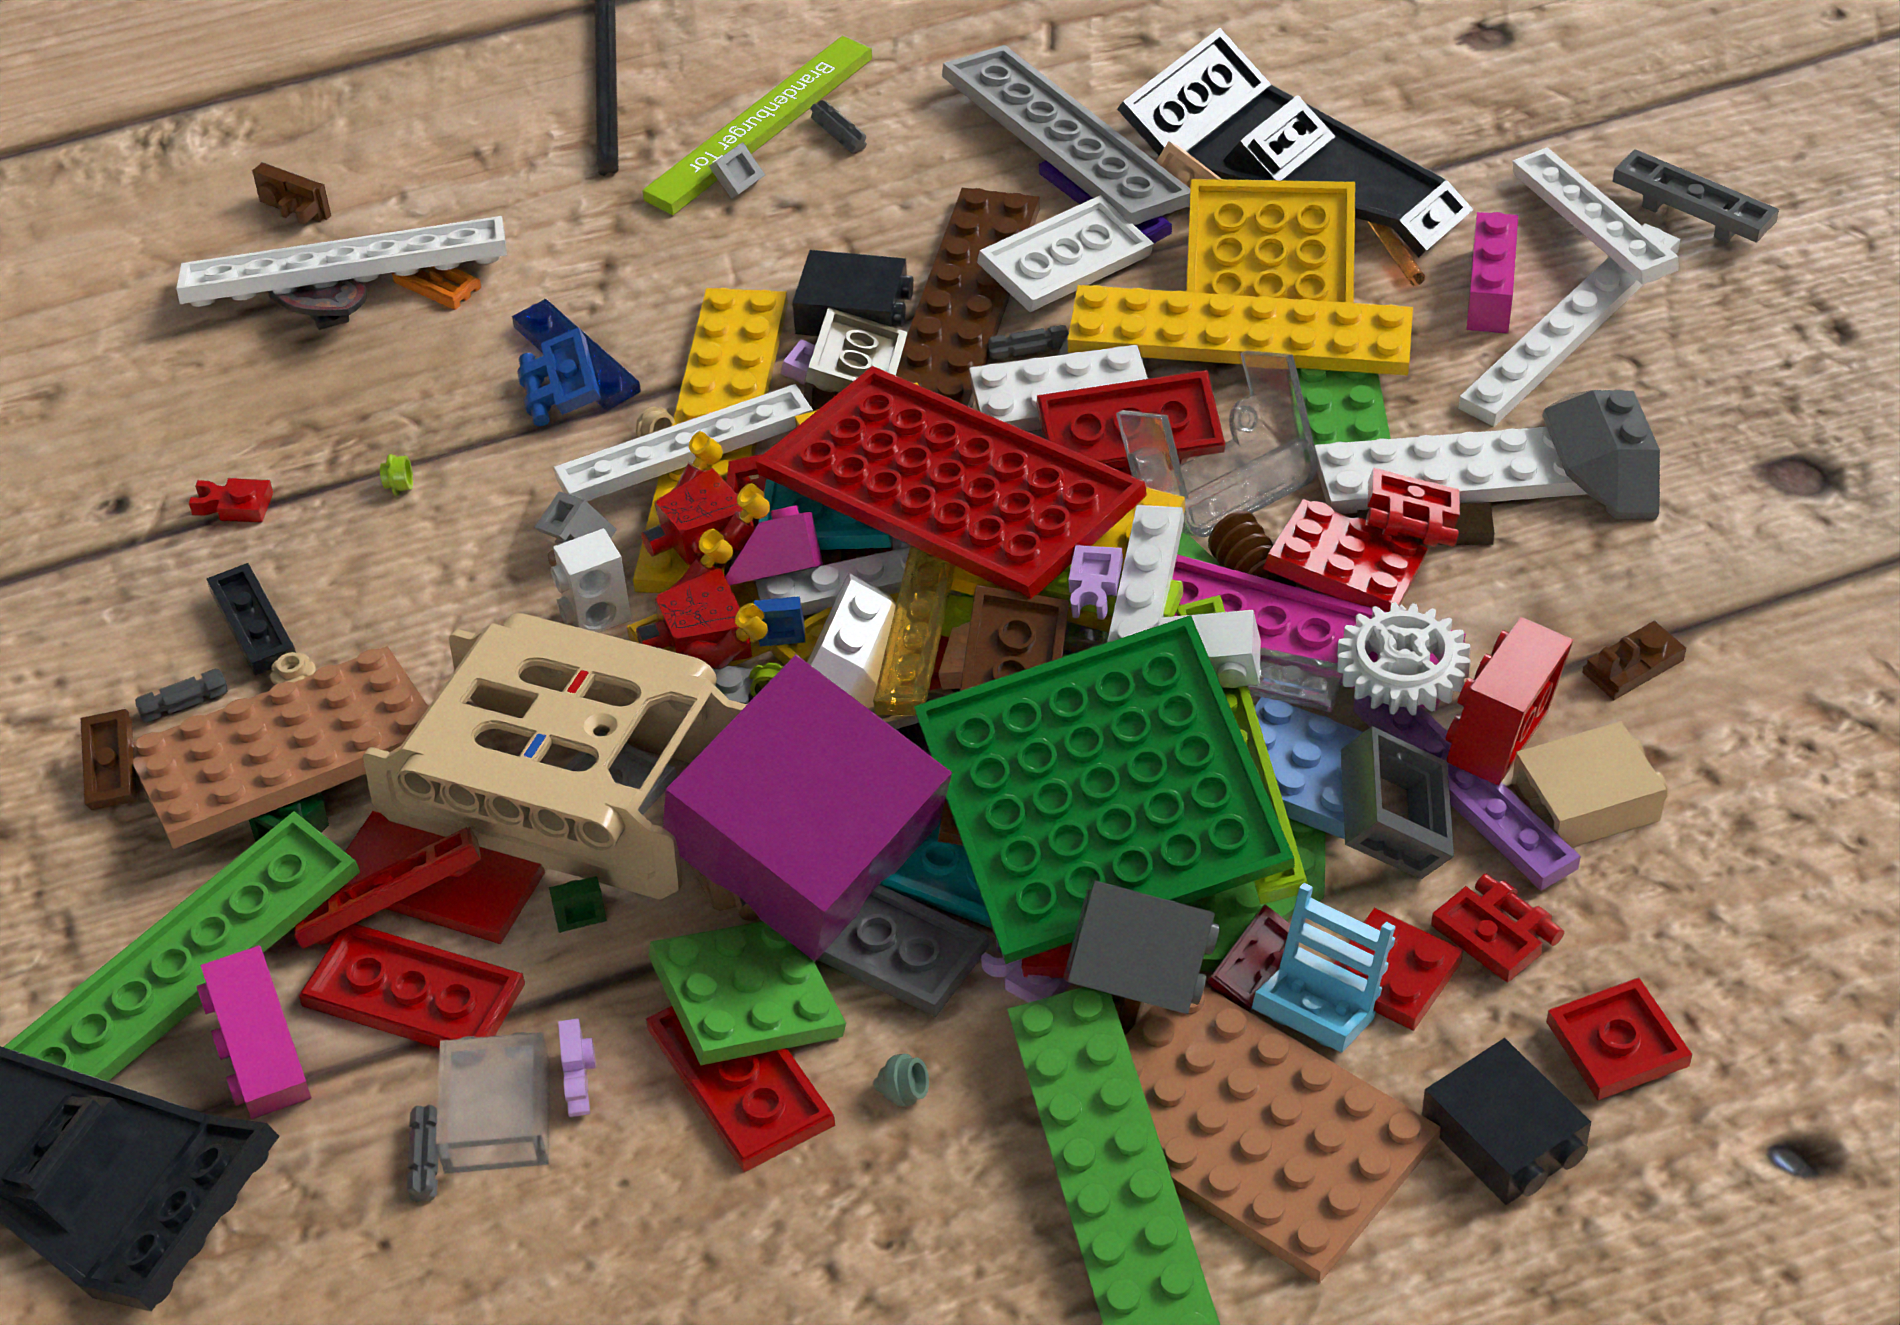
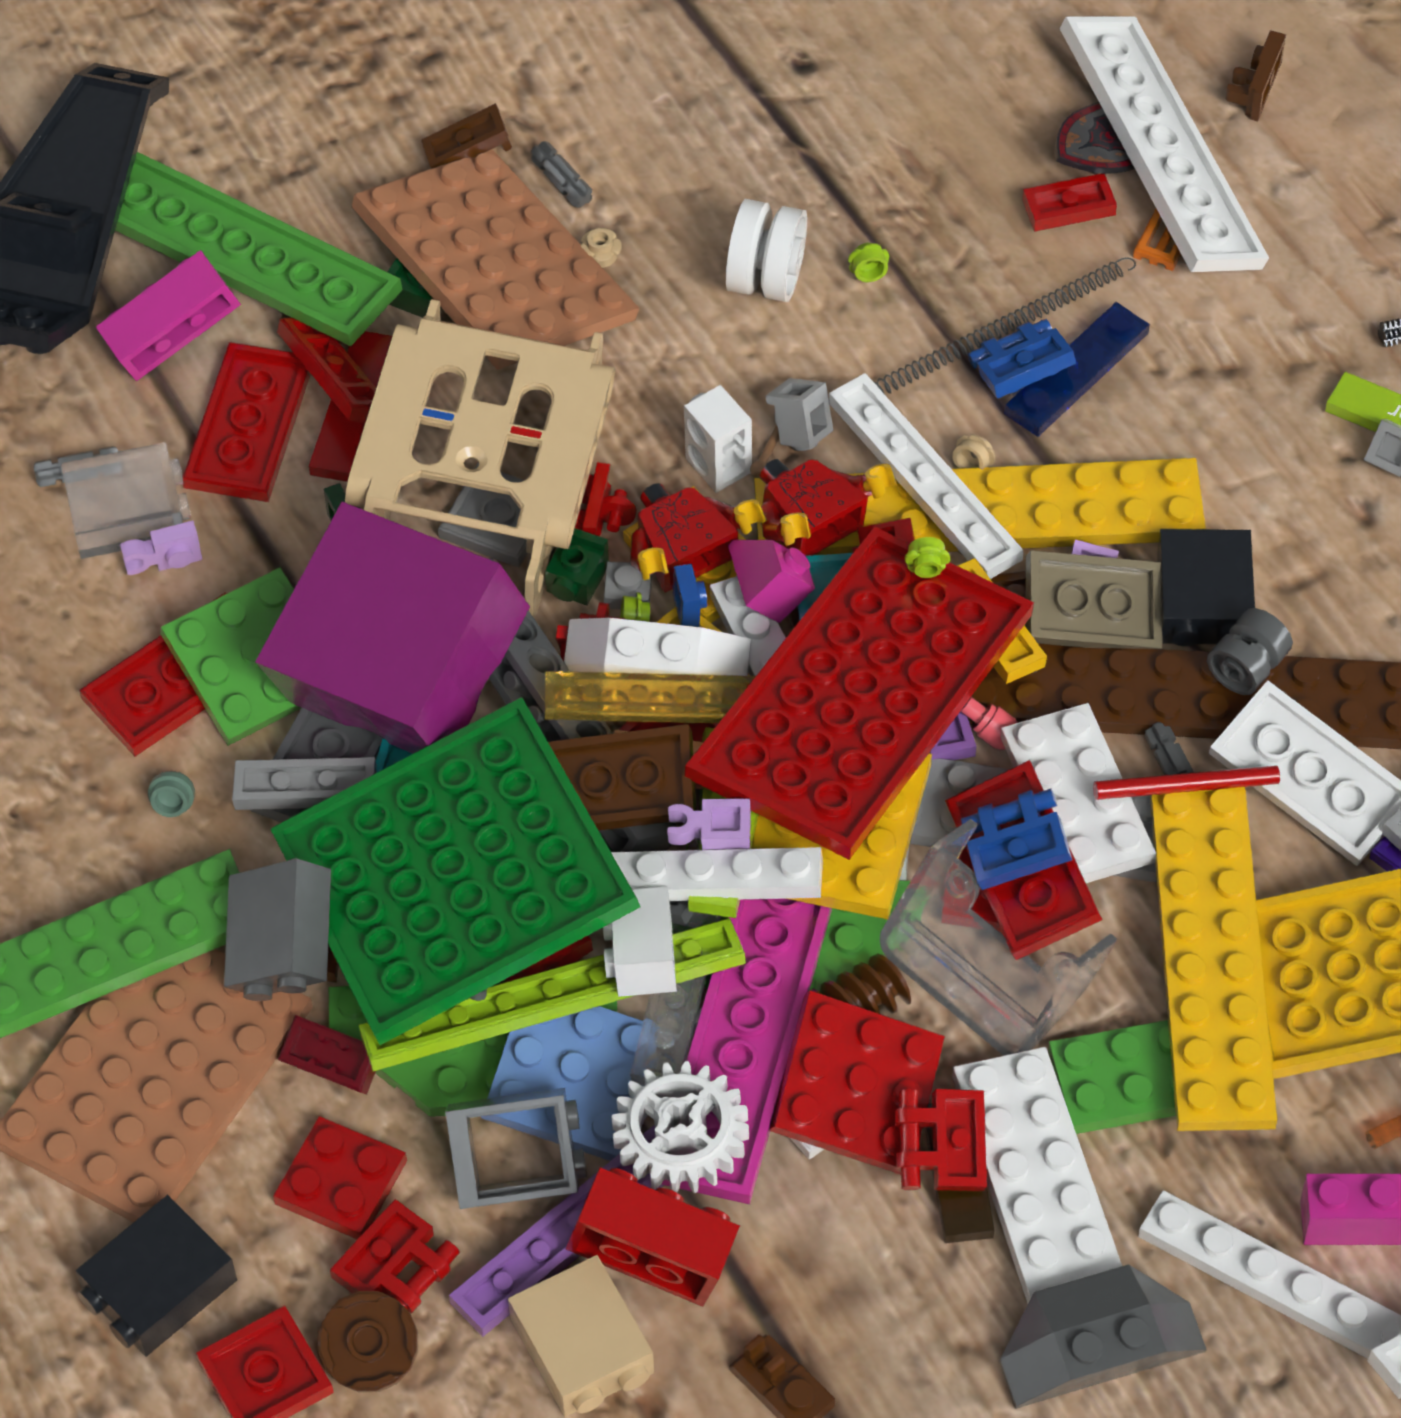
camera: 80 degrees right, 10 degrees up
(236, 501) = (819, 149): red plate -> none
(250, 617) = (659, 198): black plate -> none
(372, 524) = (766, 250): none -> white wheel
(382, 333) = (1069, 202): none -> red plate
(505, 400) = (1002, 324): none -> dark grey piece
(813, 416) = (927, 557): none -> lime plate
(935, 941) = (295, 781): none -> light grey plate
(945, 259) = (1249, 651): none -> dark grey wheel
(1074, 312) = (1186, 782): none -> red bar
(1131, 390) = (1019, 848): none -> blue plate
(1317, 994) = (286, 1106): medium azure plate -> none
(1587, 948) = (368, 1341): none -> reddish brown tile

